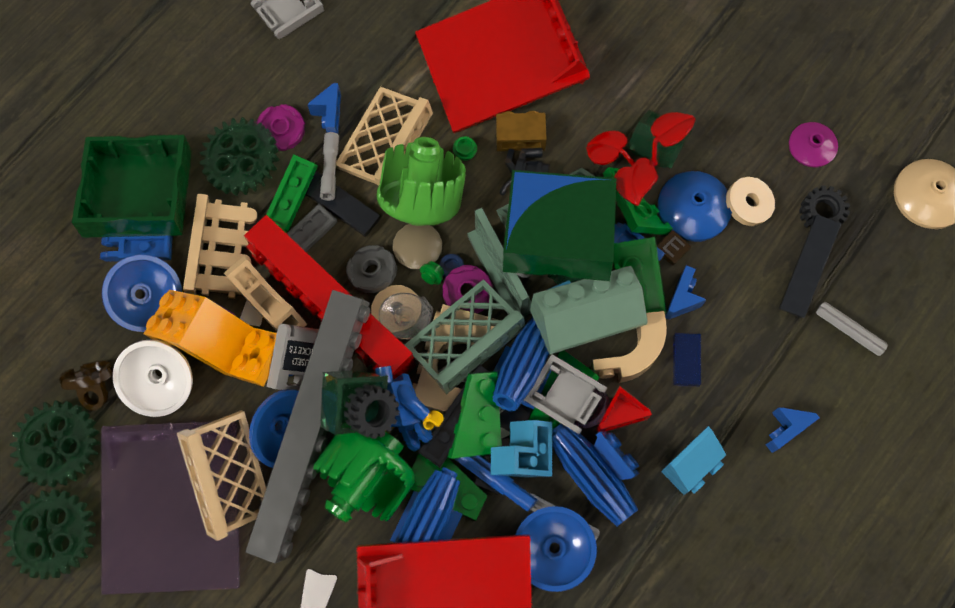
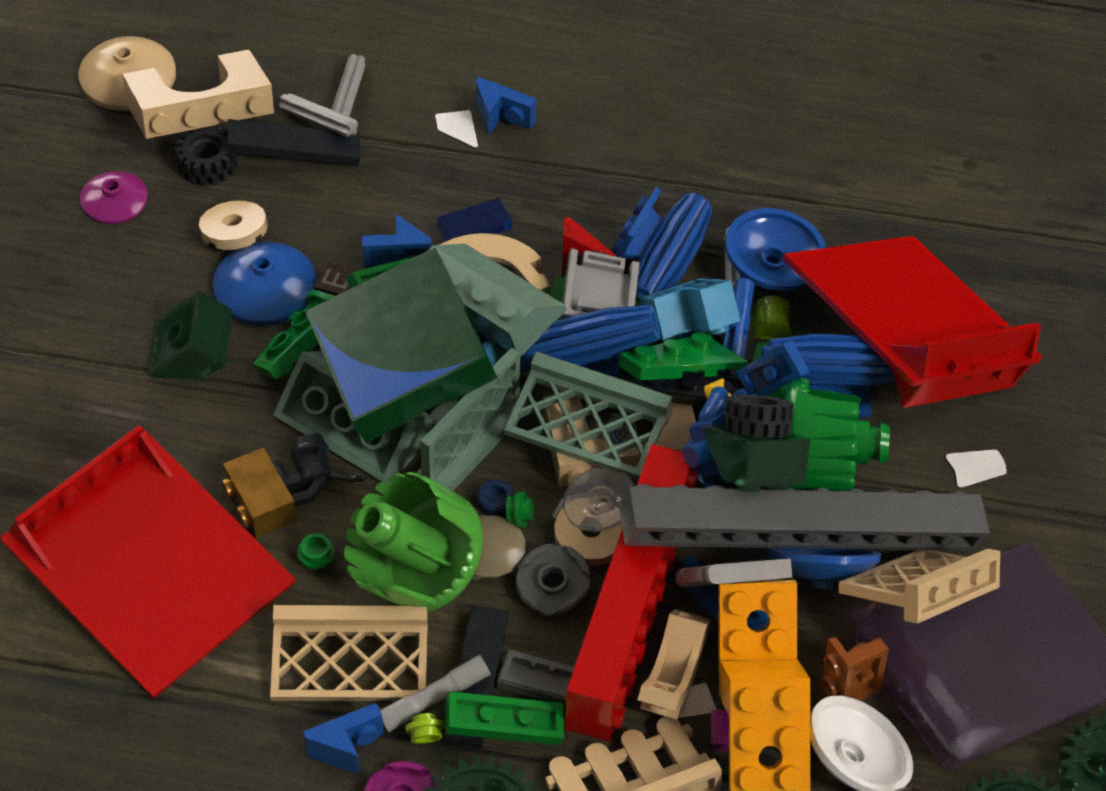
camera: 120 degrees left, 20 degrees down
(196, 399) = (855, 672): none -> dark orange bracket
(312, 152) = (425, 728): none -> lime plate
(424, 463) = (773, 370): none -> blue slope
(465, 275) = (514, 477): magenta tile -> none
(503, 519) = (772, 318): none -> clear neon green brick
(637, 180) = (241, 384): red plant -> none
(695, 461) = (594, 171): dark azure slope -> none
(789, 394) = (458, 125): none -> white sticker
(830, 294) = (318, 115): none -> light grey axle
(863, 244) = (164, 111): none -> tan arch

